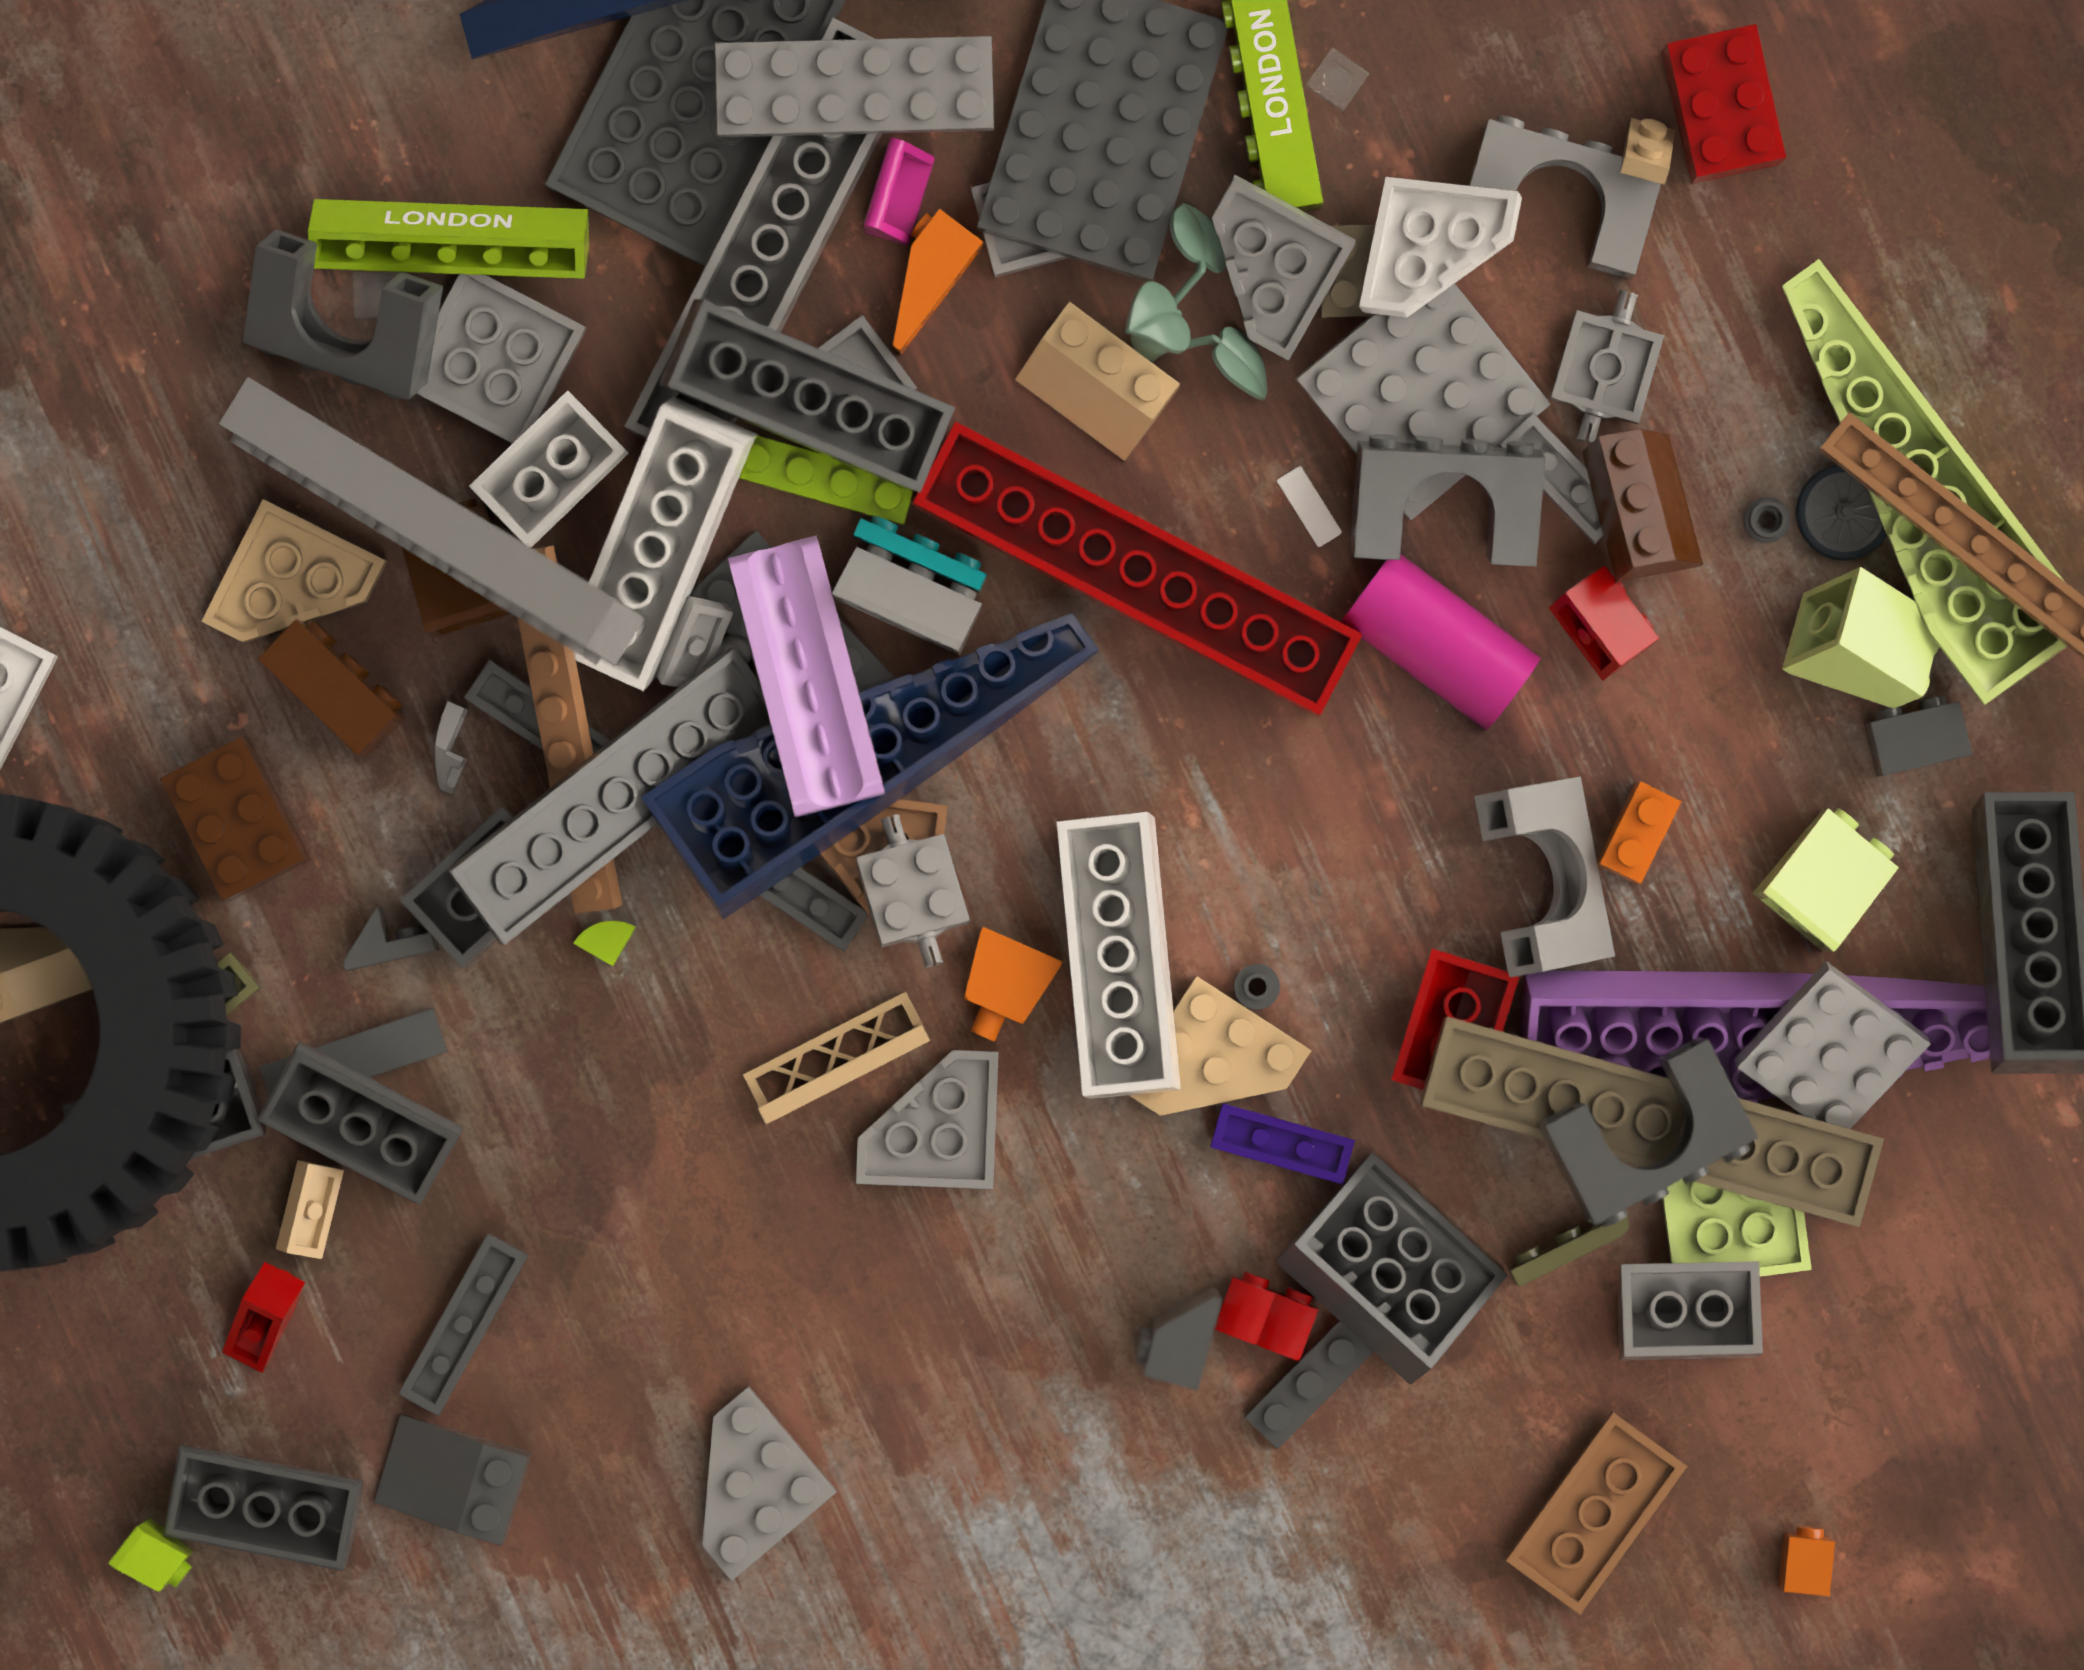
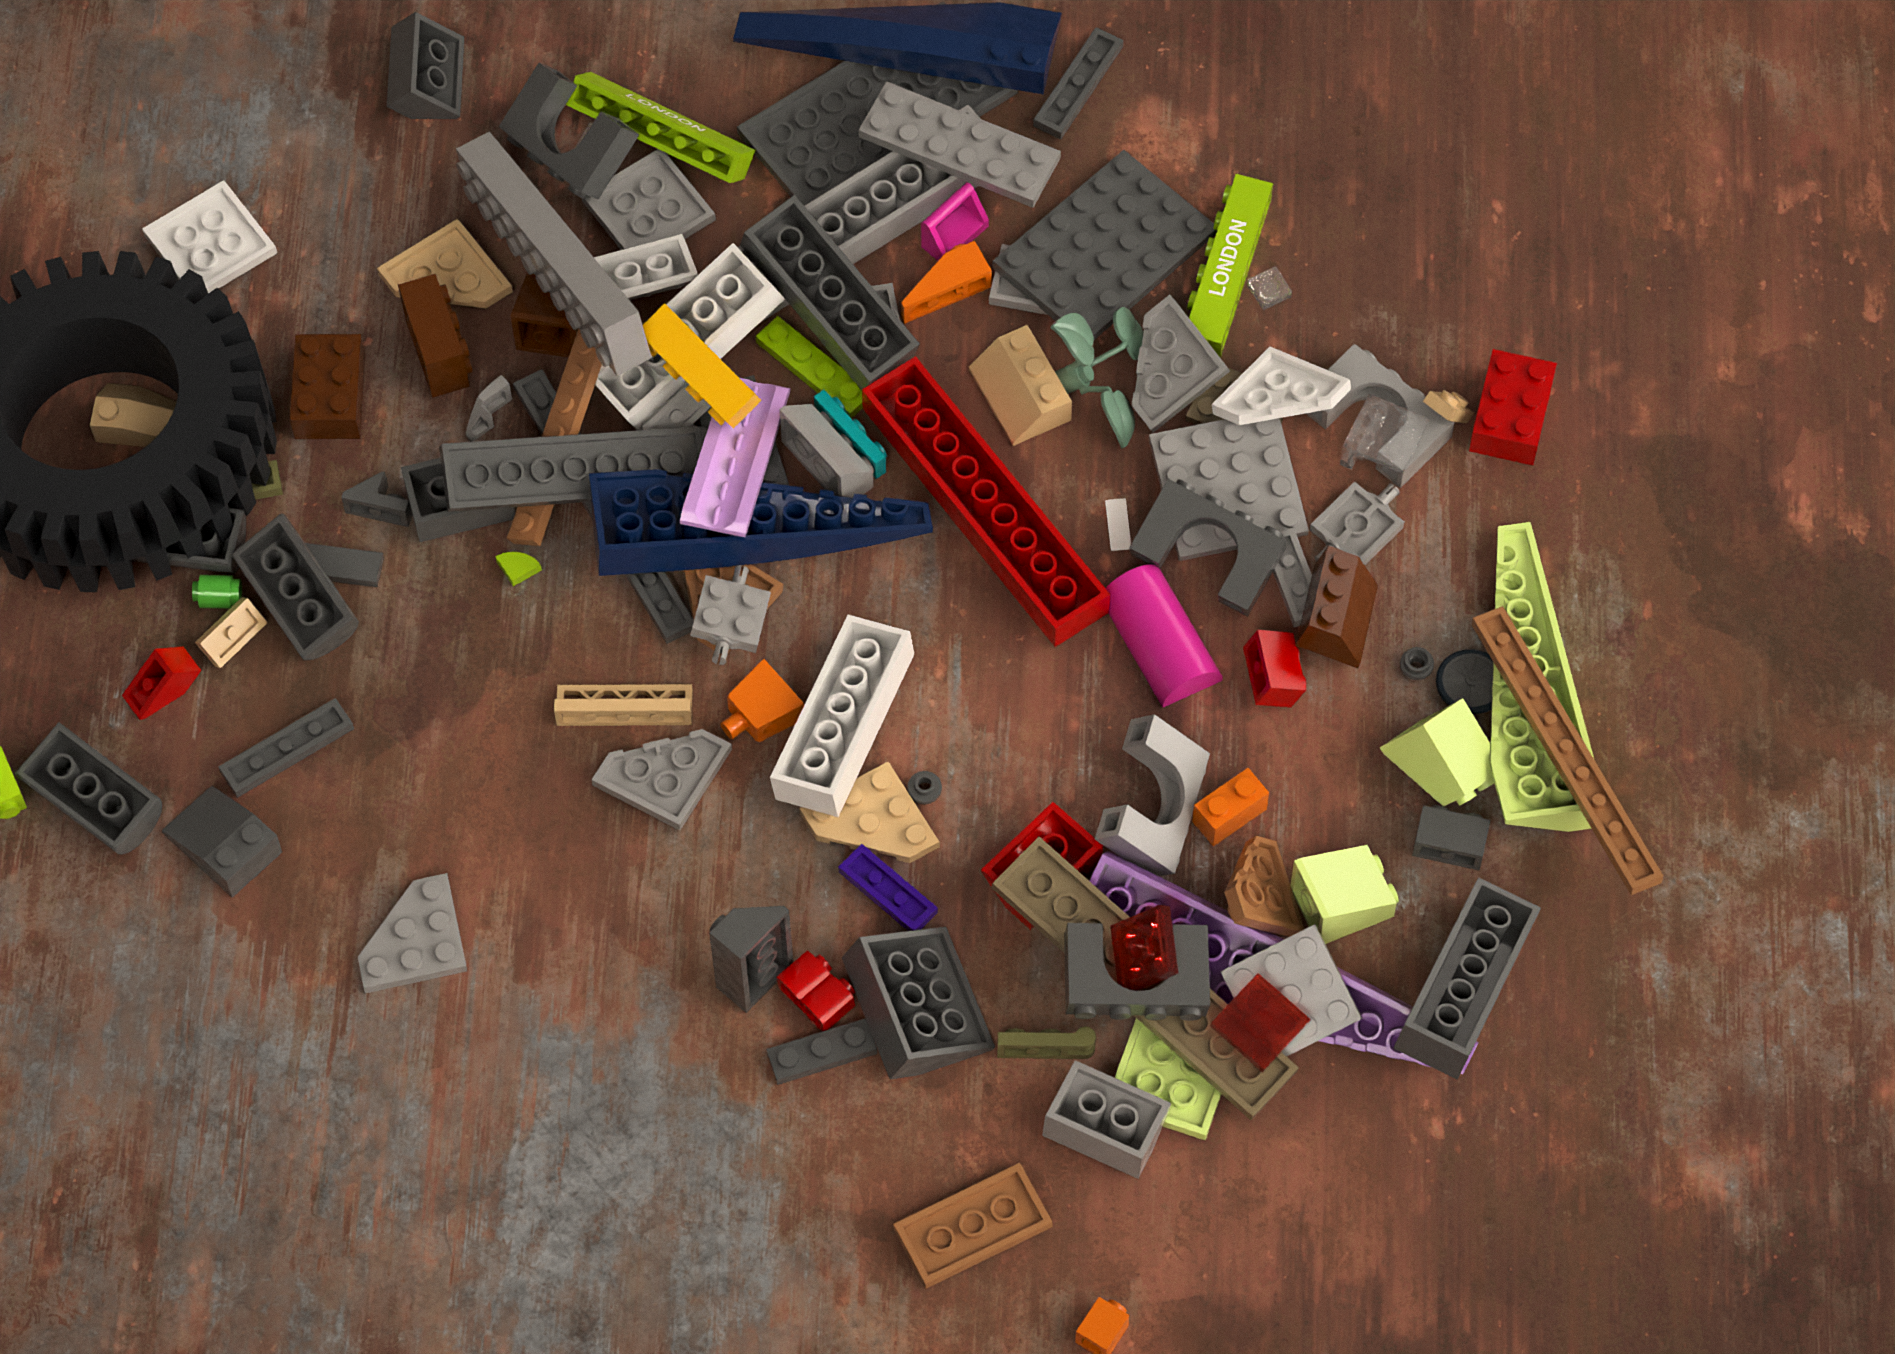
camera: 25 degrees right, 25 degrees down
(97, 300) = (425, 69): none -> dark grey slope
(260, 1164) = (216, 591): none -> bright green brick
(705, 595) = (700, 367): none -> yellow brick
(1587, 232) = (1383, 435): none -> clear bracket
(1648, 1108) = (1144, 948): none -> clear red plate
(1733, 931) = (1261, 891): none -> medium nougat plate
(1819, 1116) = (1260, 1022): none -> clear red plate

